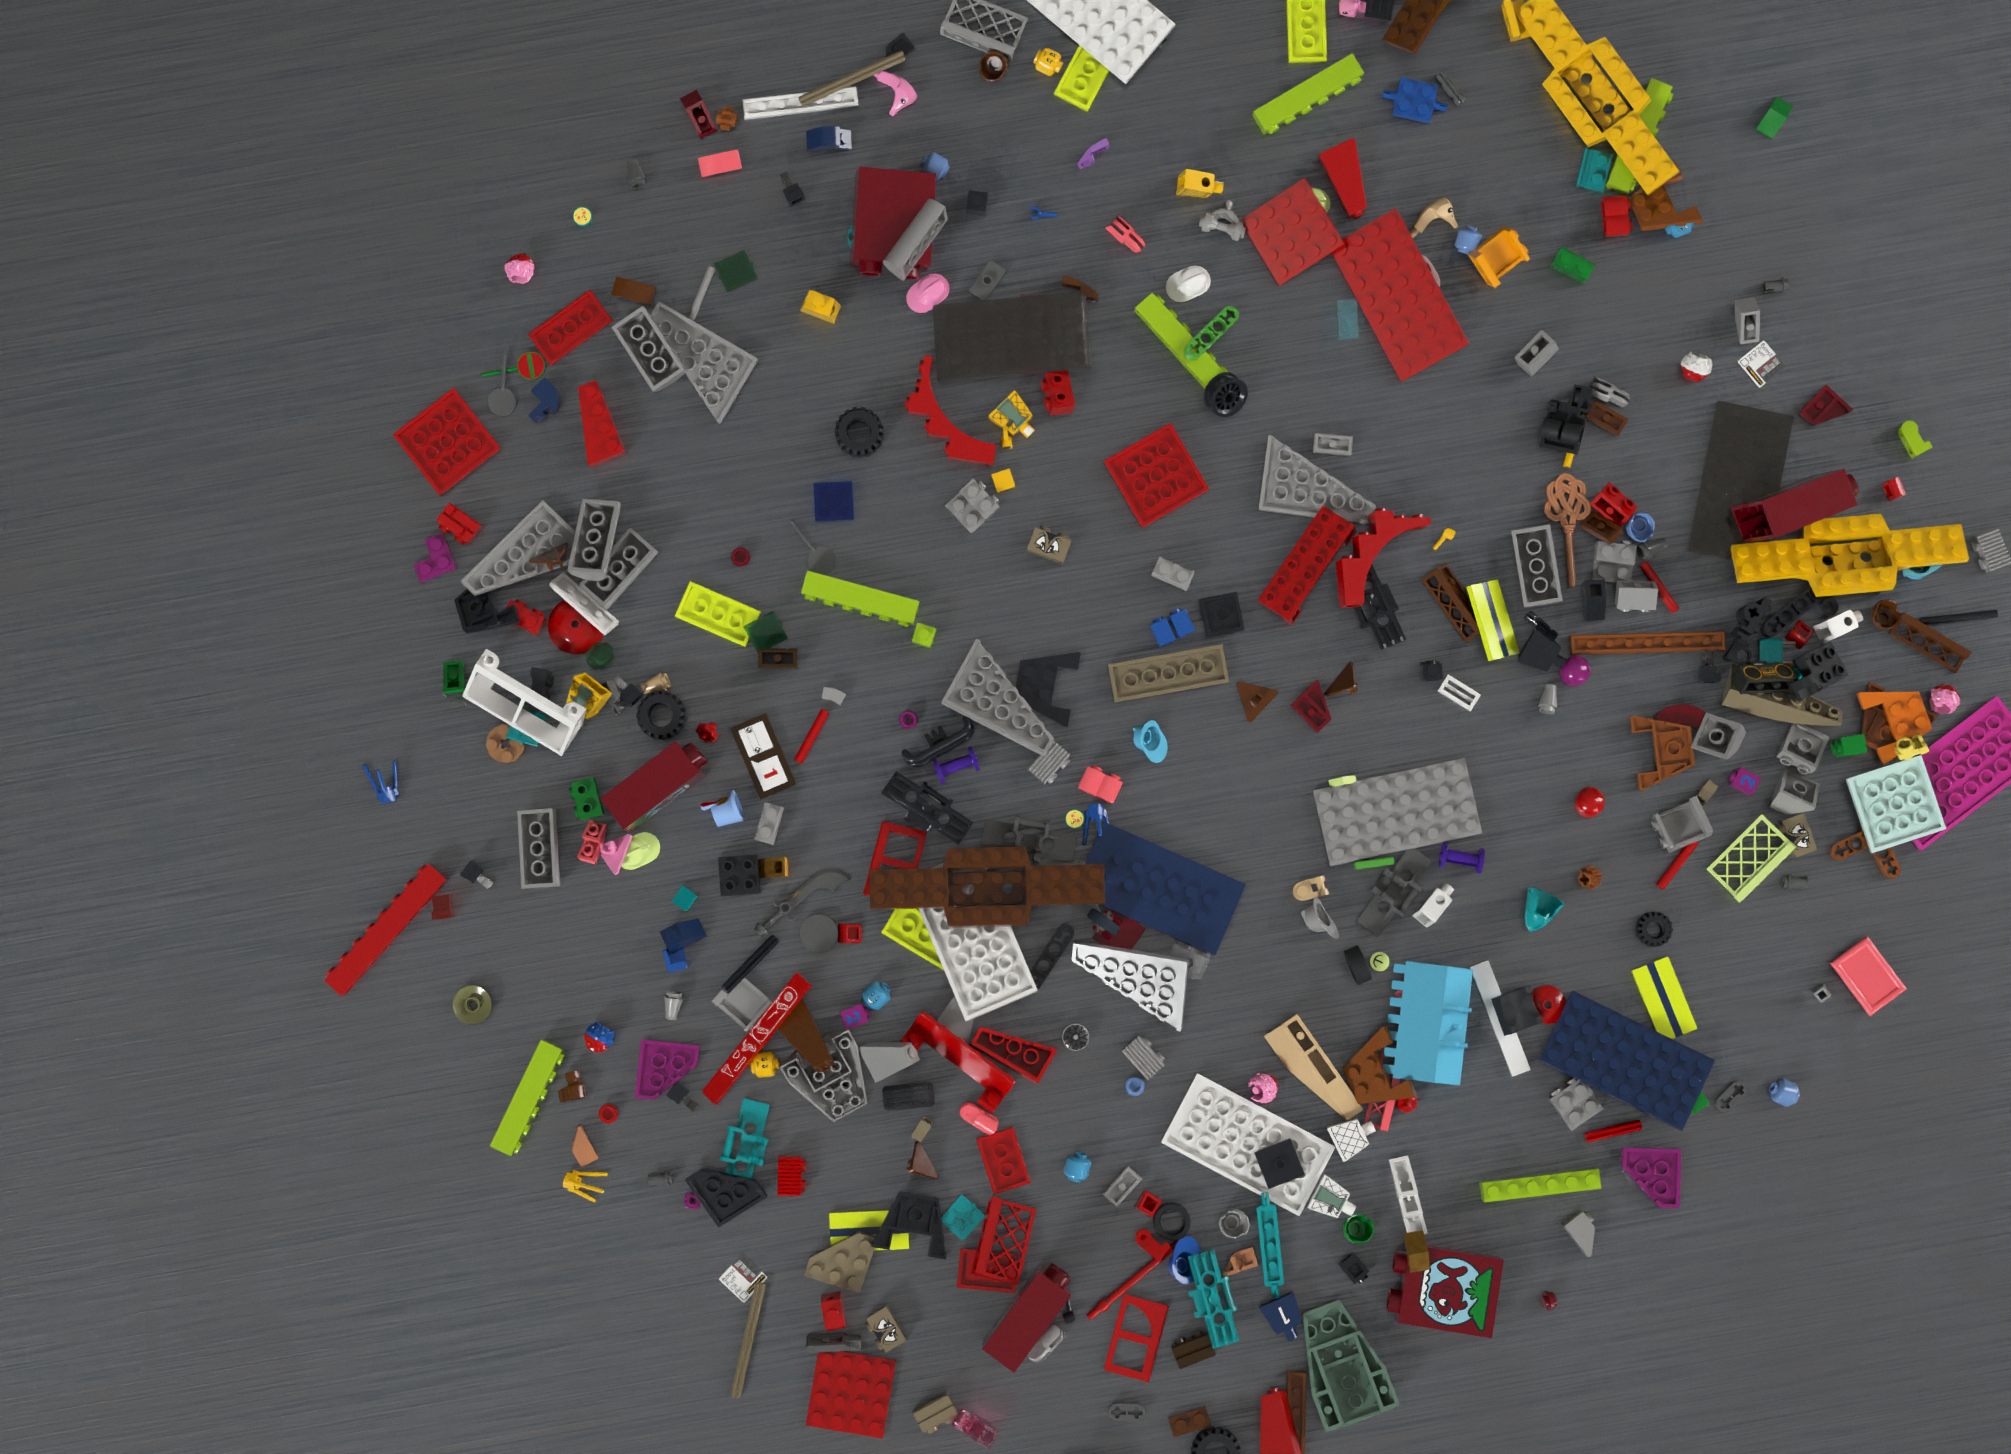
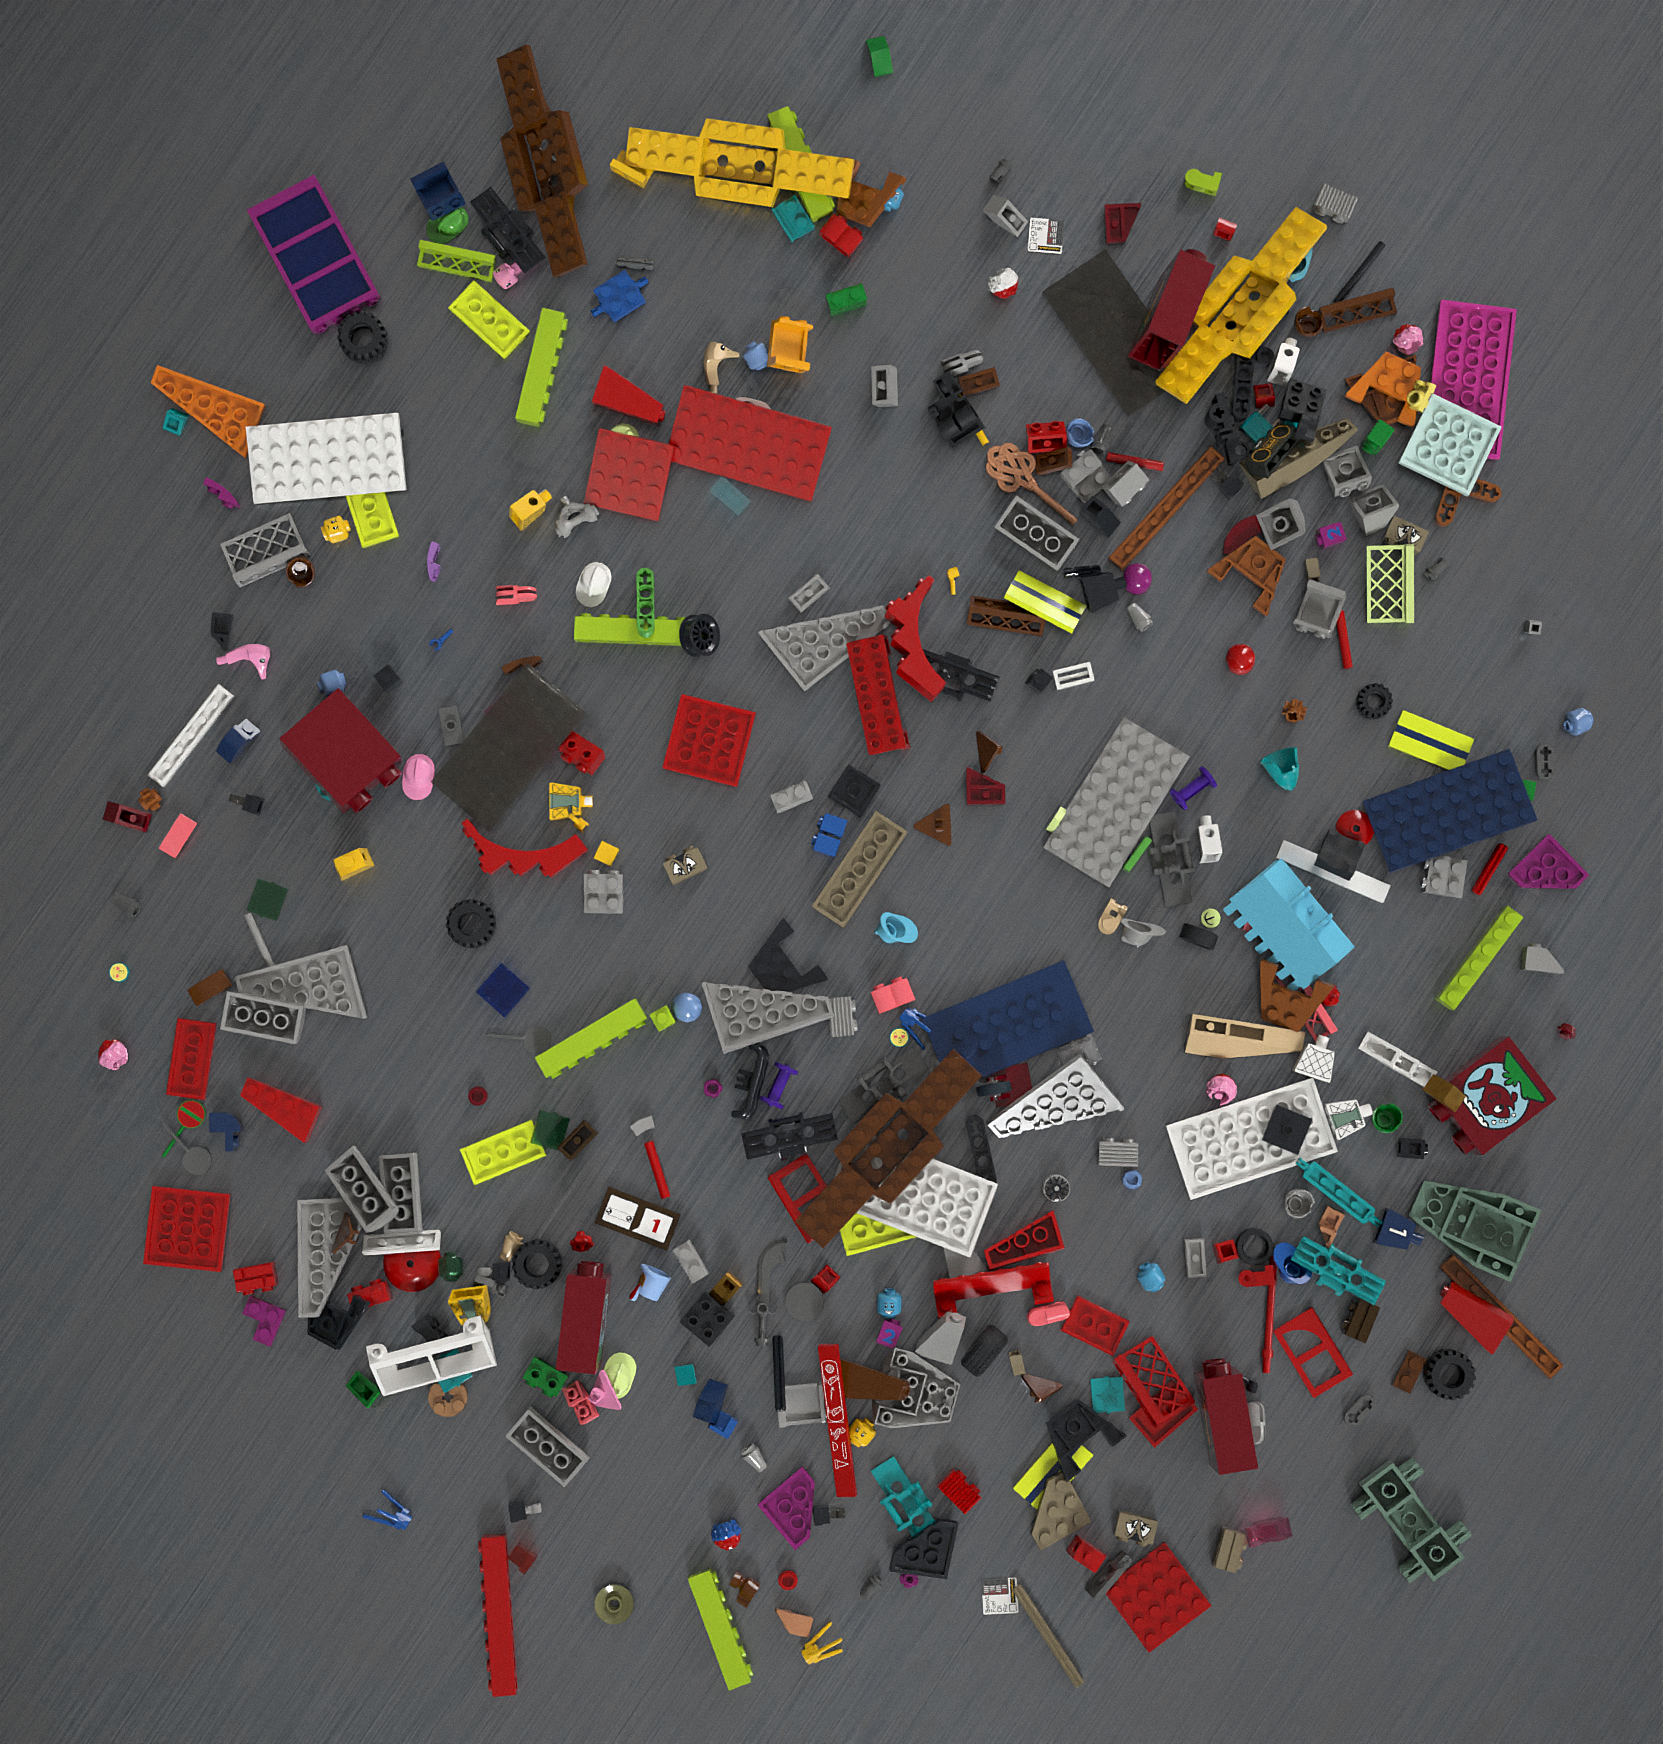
camera: 50 degrees left, 0 degrees up
(852, 78) = (209, 682): dark tan axle -> none
(916, 239) = (372, 748): light grey brick -> none
(948, 645) = (686, 1007): none -> medium blue hair
(1868, 976) = (1552, 582): coral piece -> none

